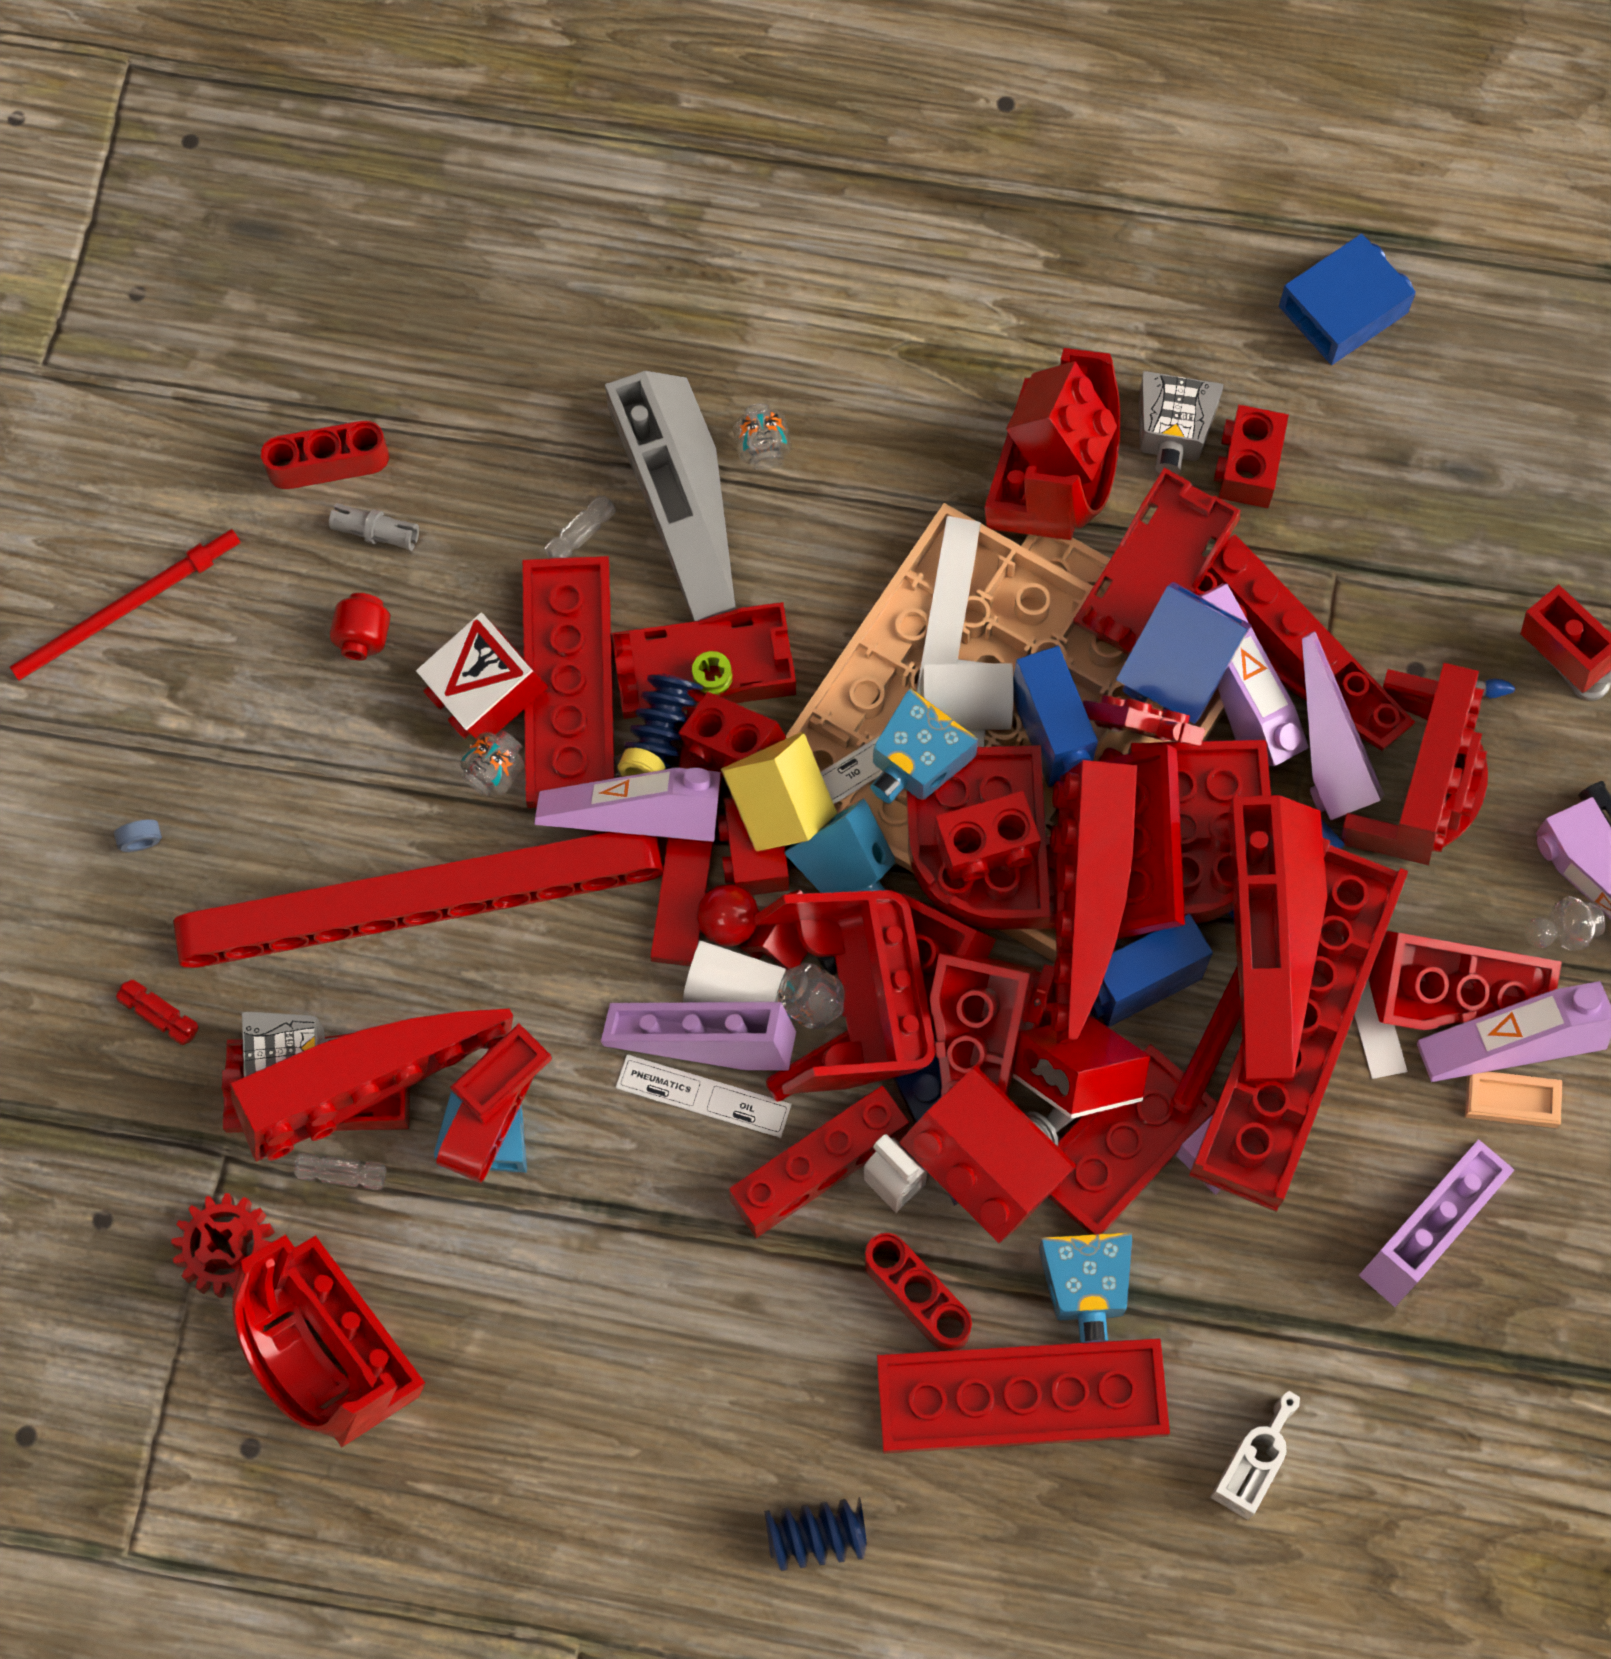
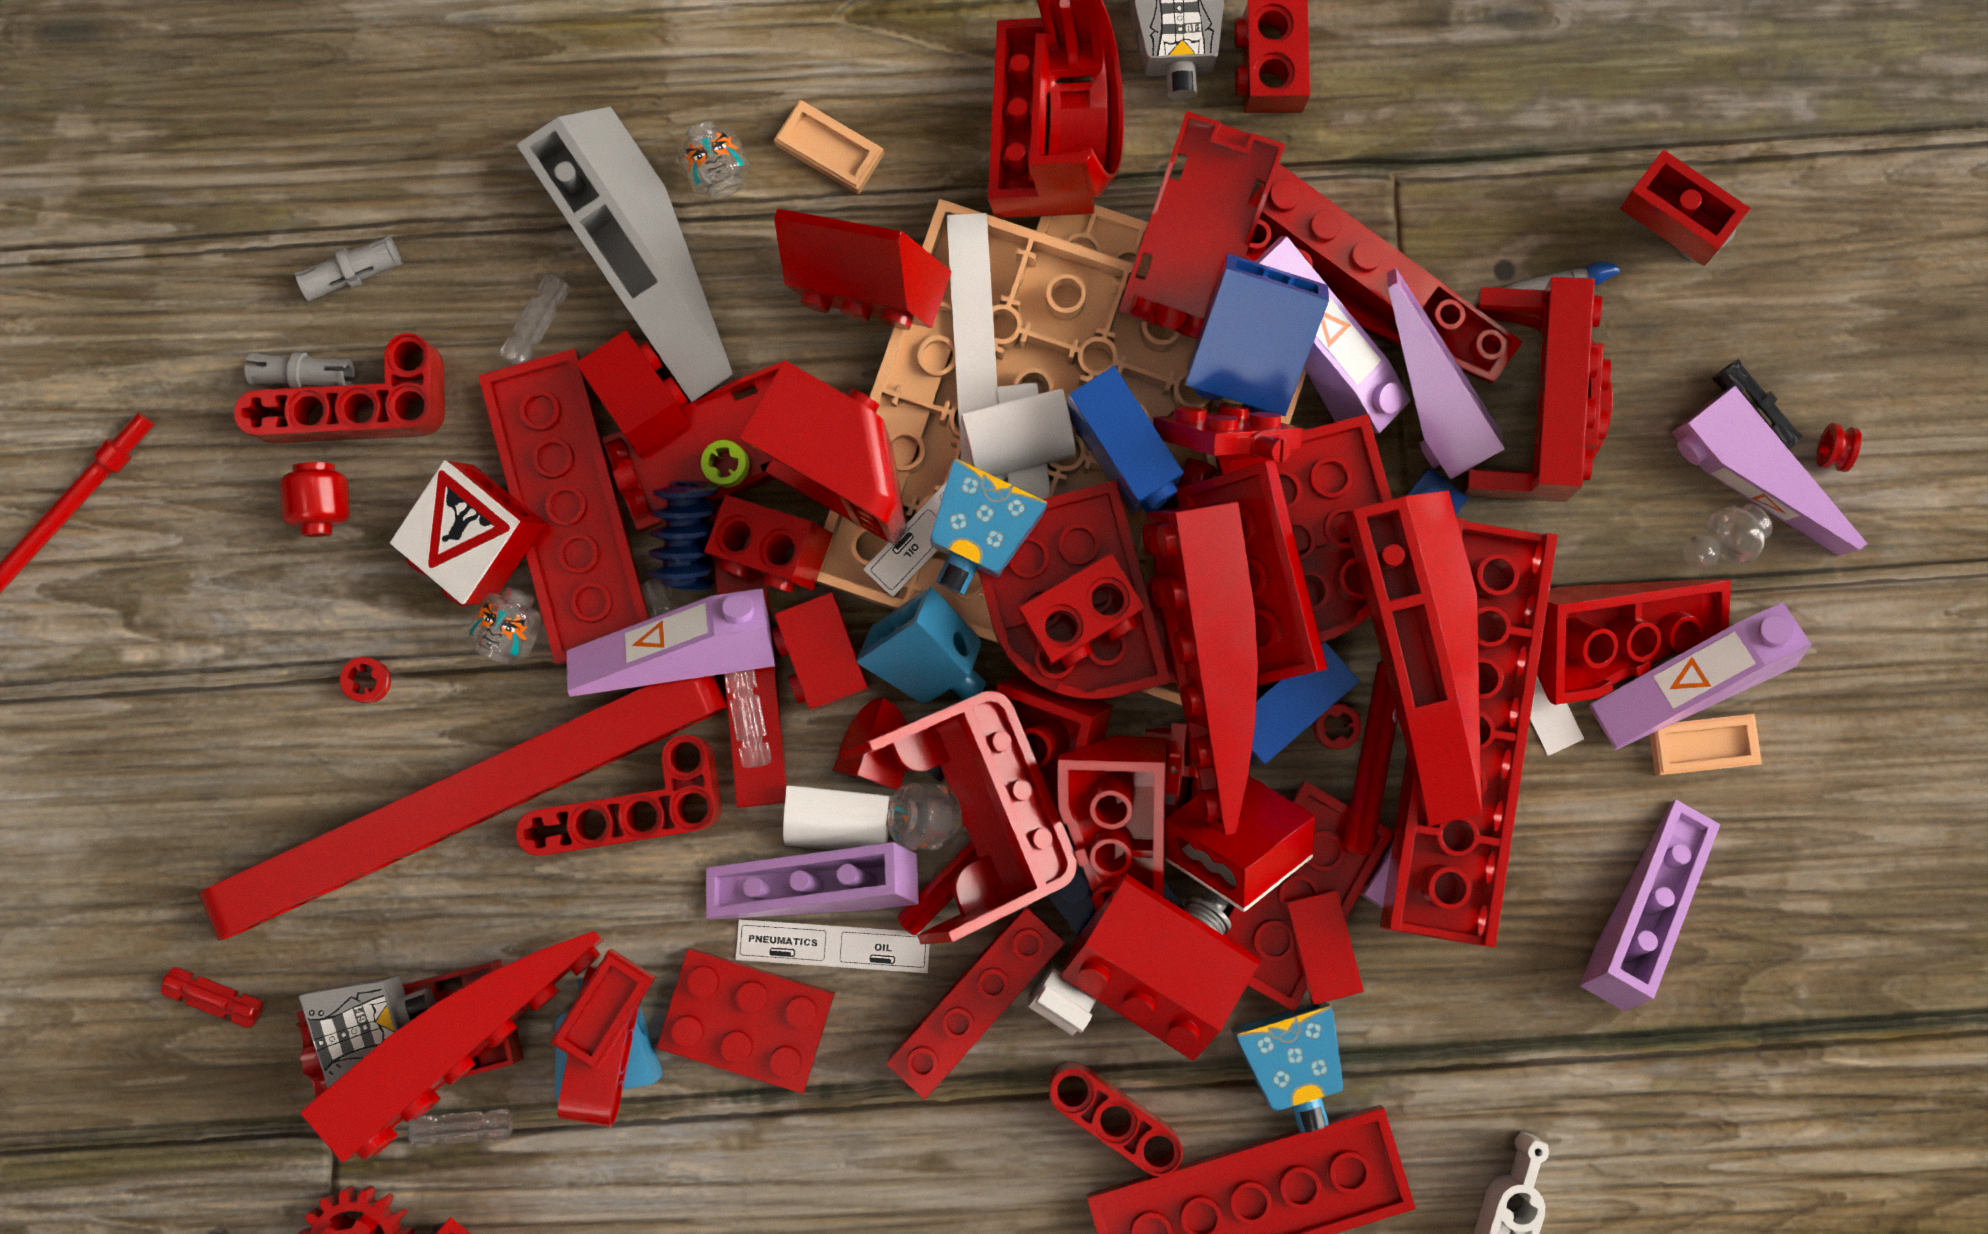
camera: 10 degrees left, 15 degrees up
(137, 835) = (132, 803): sand blue tile -> none
(306, 446) = (197, 295): red beam -> none
(347, 555) = (343, 402): none -> red beam
(361, 797) = (351, 687): none -> red bush
(437, 455) = (348, 268): none -> light grey pin
(553, 930) = (620, 810): none -> red beam
(612, 1138) = (746, 1020): none -> red plate
(639, 761) = (670, 596): light yellow tile -> none
(650, 599) = (634, 393): none -> red brick
(679, 881) = (748, 719): none -> clear axle
(727, 915) = (810, 744): red piece -> none
(780, 794) = (837, 603): light yellow slope -> none
(816, 663) = (830, 450): none -> red windscreen
(860, 449) = (829, 146): none -> light nougat tile
(864, 538) = (859, 269): none -> red slope
(1062, 423) = (1055, 80): red brick -> none
(1136, 1183) = (1324, 947): none -> red tile
(1188, 996) = (1337, 742): none -> red bush

